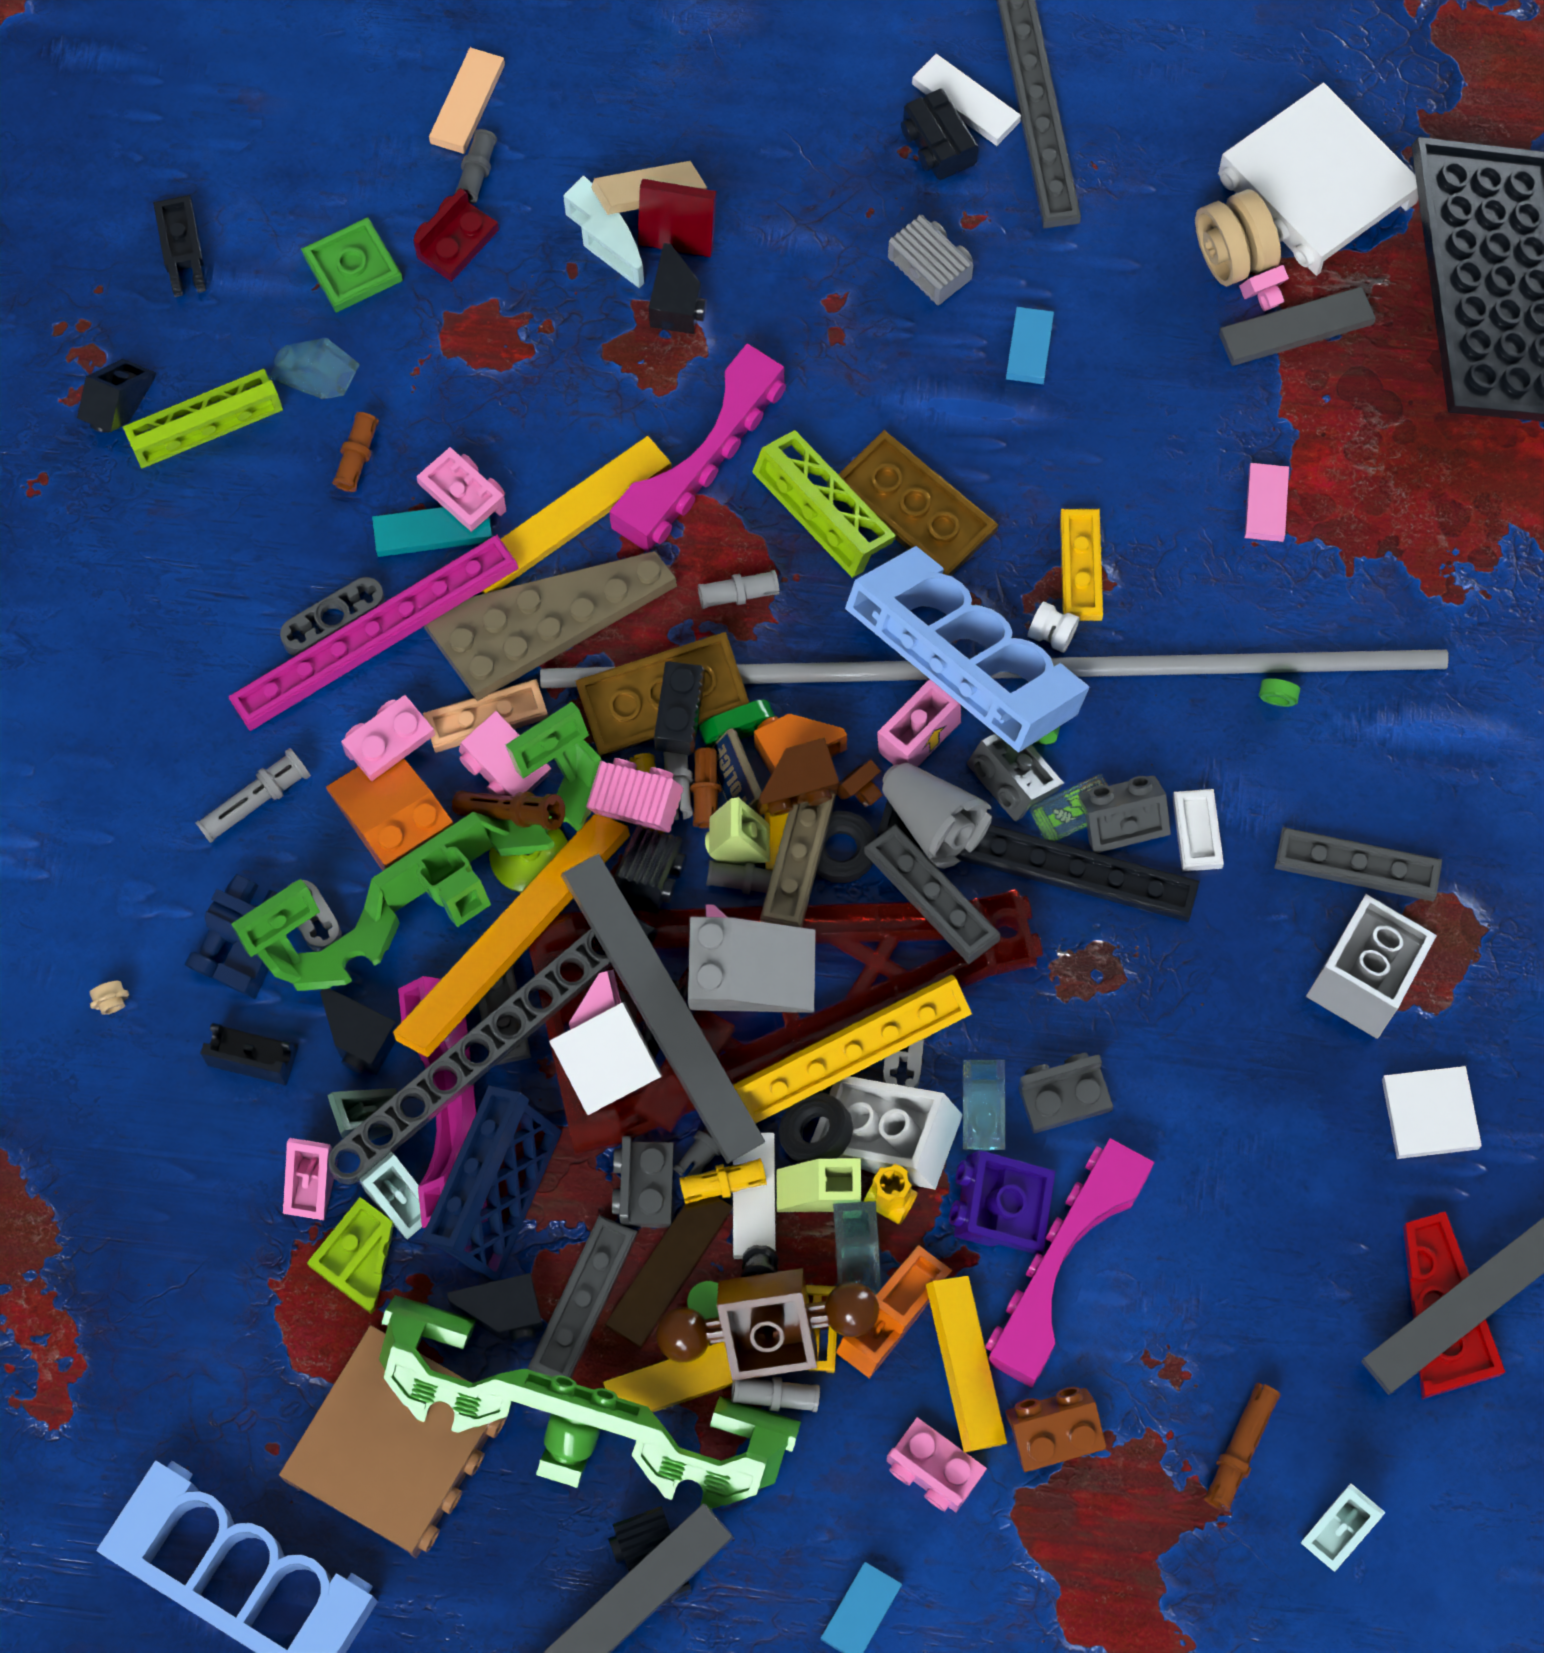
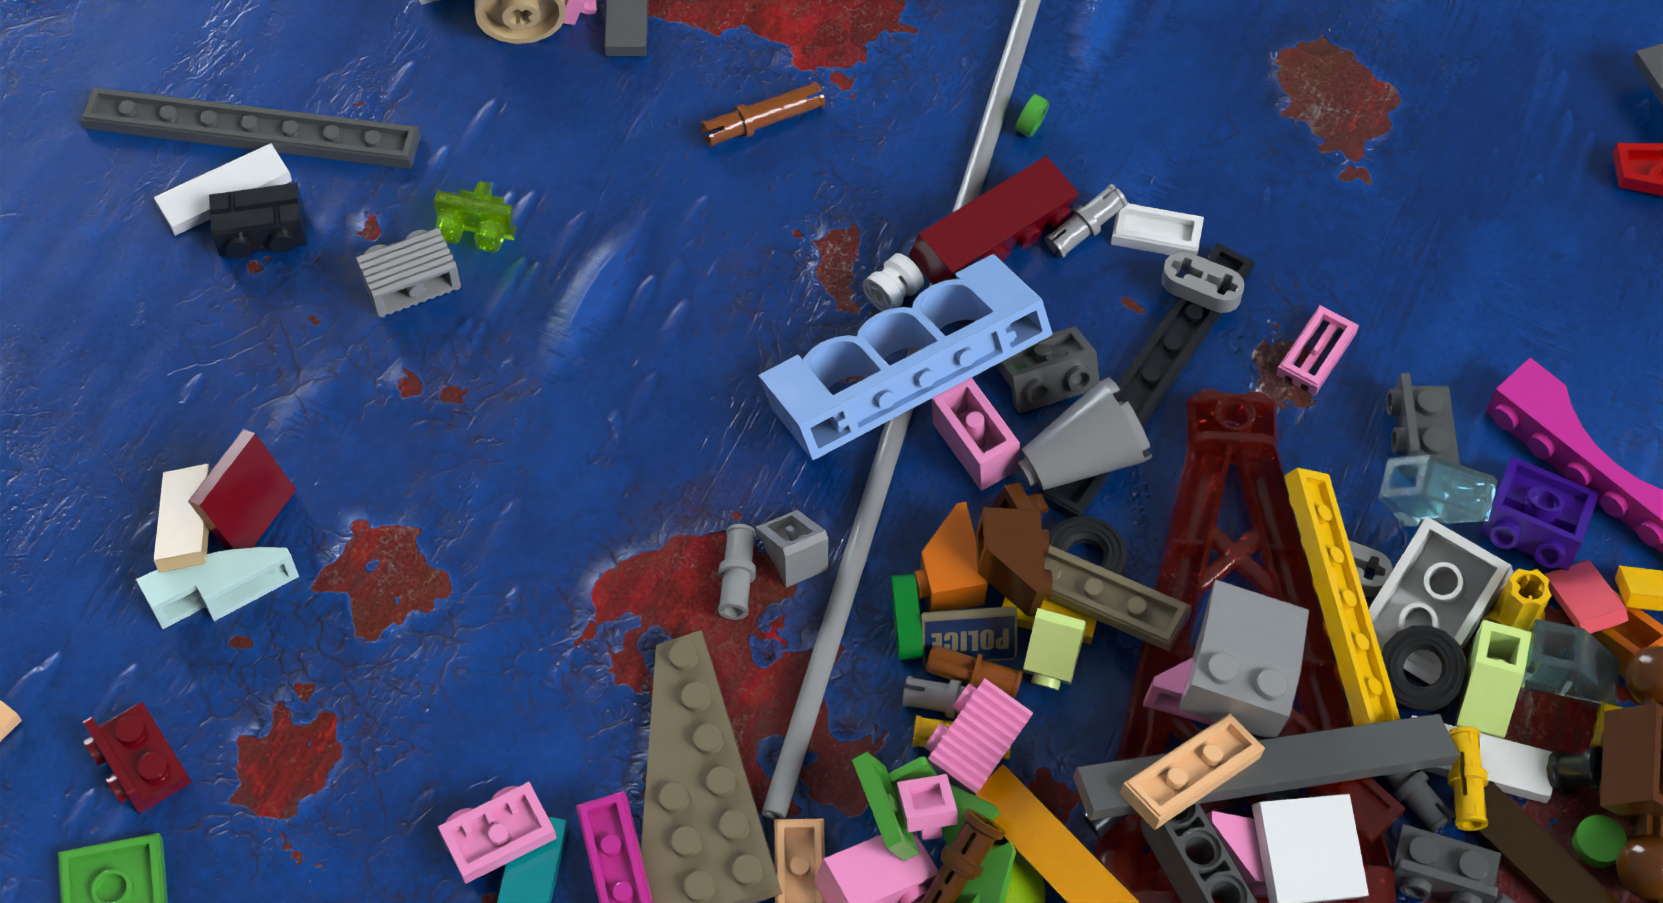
camera: 75 degrees left, 10 degrees down
(476, 163) = (49, 705): dark grey pin -> none
(559, 769) = (927, 805): none -> bright pink tile
(580, 507) = (561, 703): yellow tile -> none
(625, 941) = (1191, 771): none -> light nougat tile
(626, 699) = (843, 681): pearl gold tile -> none
(649, 869) = (1060, 743): black brick -> none
(652, 505) = (492, 496): dark pink arch -> none
(676, 295) = (332, 531): black slope -> none
(679, 708) = (885, 655): black brick -> none
(739, 877) = (1097, 662): dark grey pin -> none
(774, 622) = (795, 547): none -> light grey slope
(814, 504) = (667, 461): lime fence -> none
(918, 503) = (691, 375): pearl gold tile -> none
(924, 1250) = (1586, 597): none -> coral tile
(932, 894) = (1179, 472): dark grey tile -> none
(999, 304) = (476, 213): none -> clear neon green hips
(1029, 345) = (551, 216): dark azure tile -> none
(1063, 813) = (1103, 325): clear light blue tile -> none
(1081, 563) = (823, 244): yellow tile -> none
(1115, 1006) = (1302, 375): none -> bright pink tile
(1125, 813) = (1125, 279): dark grey bracket -> none
(1138, 688) = (996, 222): none -> dark red brick
(1152, 875) = (1202, 282): none -> light grey beam
(1177, 764) = (1086, 221): none -> light grey pin
(1185, 463) = (748, 119): none -> dark orange pin
(1266, 502) = (804, 64): bright pink tile -> none
(1358, 864) = (1230, 113): dark grey tile -> none
(1371, 966) = (1351, 127): light grey slope -> none
(1431, 1112) = (1506, 130): white tile -> none

